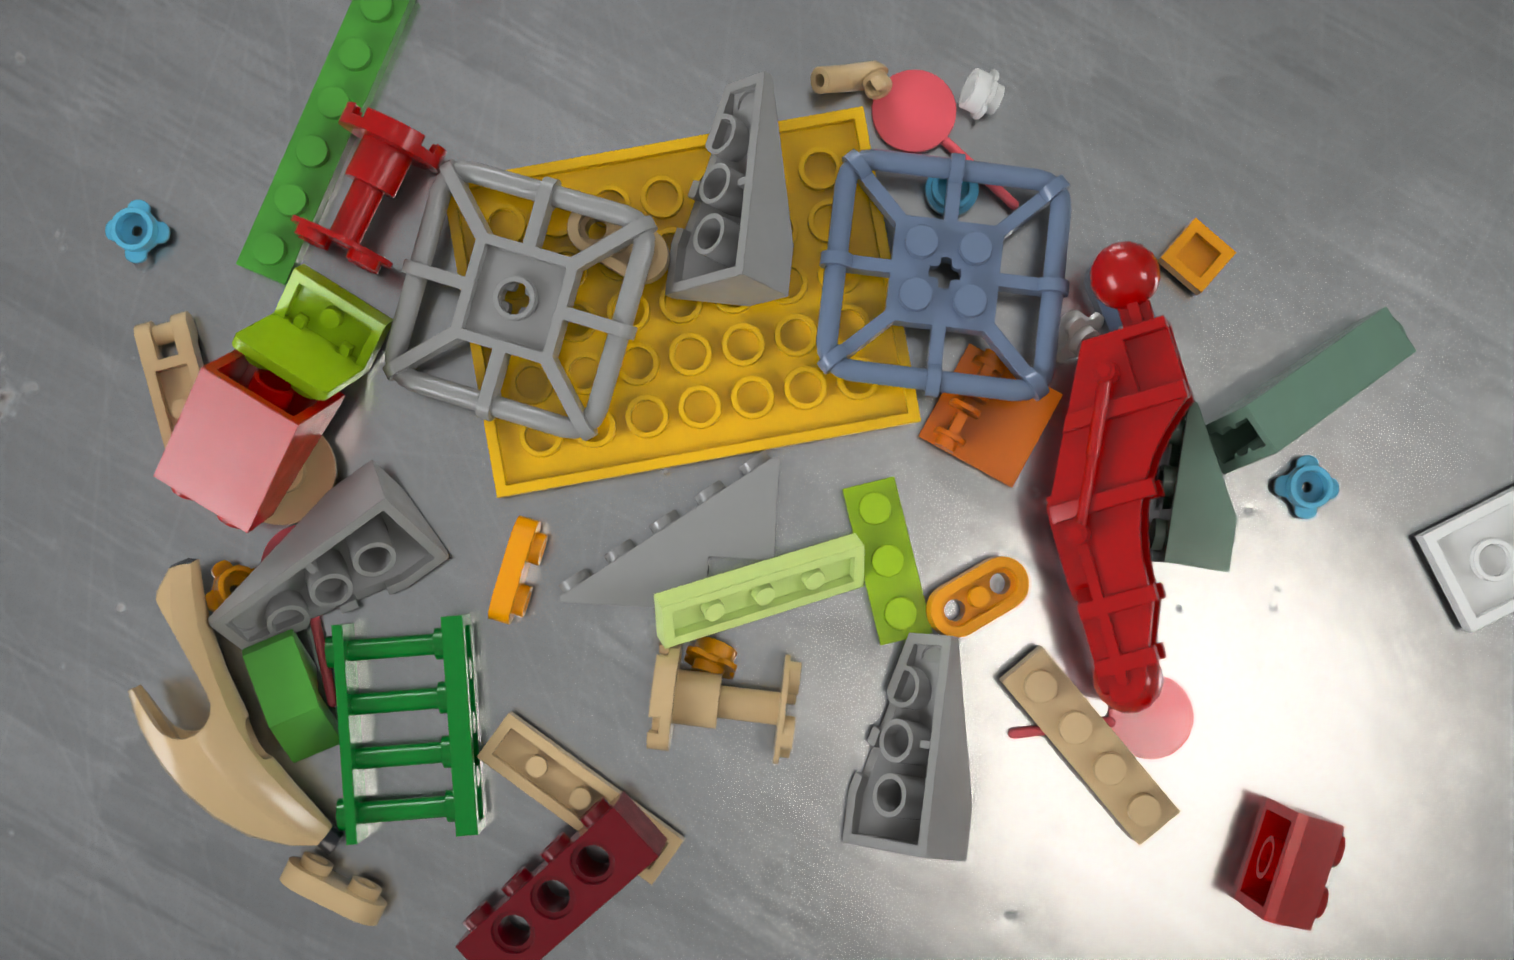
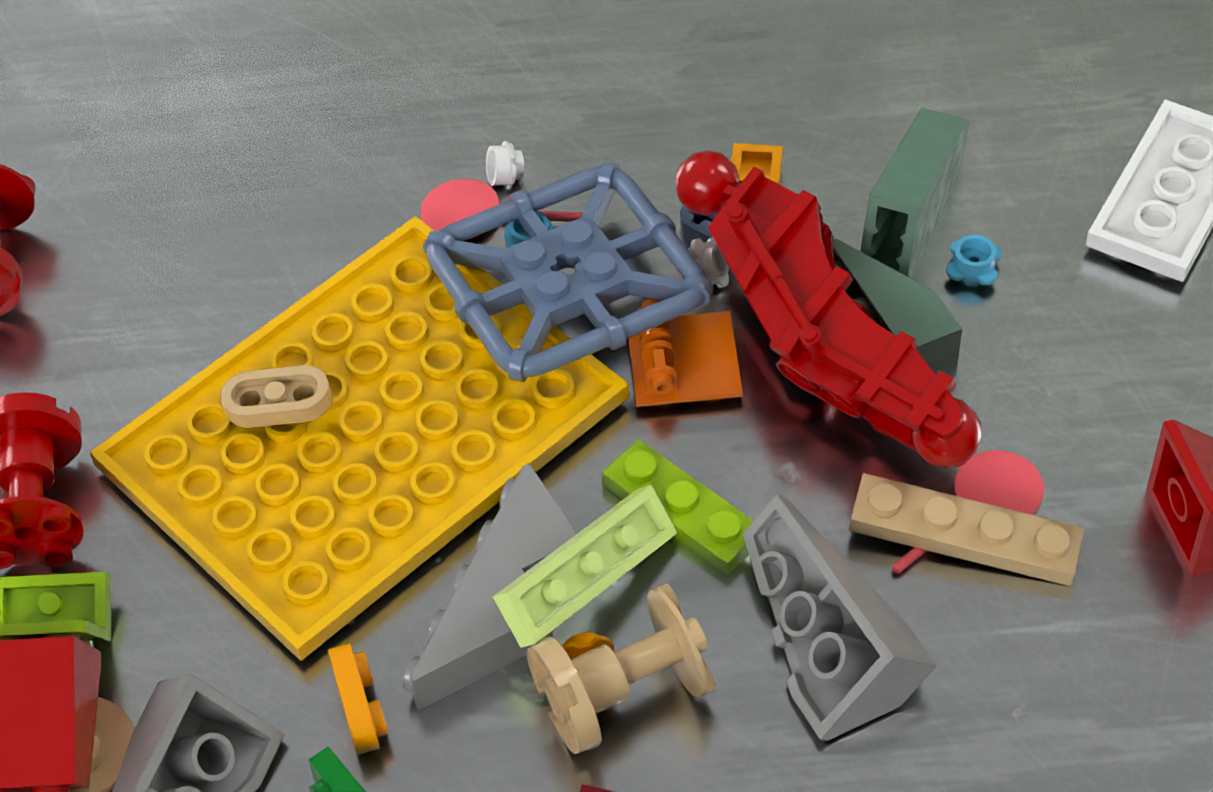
camera: 30 degrees left, 35 degrees down
(549, 281) = (244, 495): light grey plate -> none
(740, 224) = (366, 323): light grey wedge -> none
(861, 76) = (395, 209): tan arm -> none
(975, 597) = (773, 476): light orange plate -> none

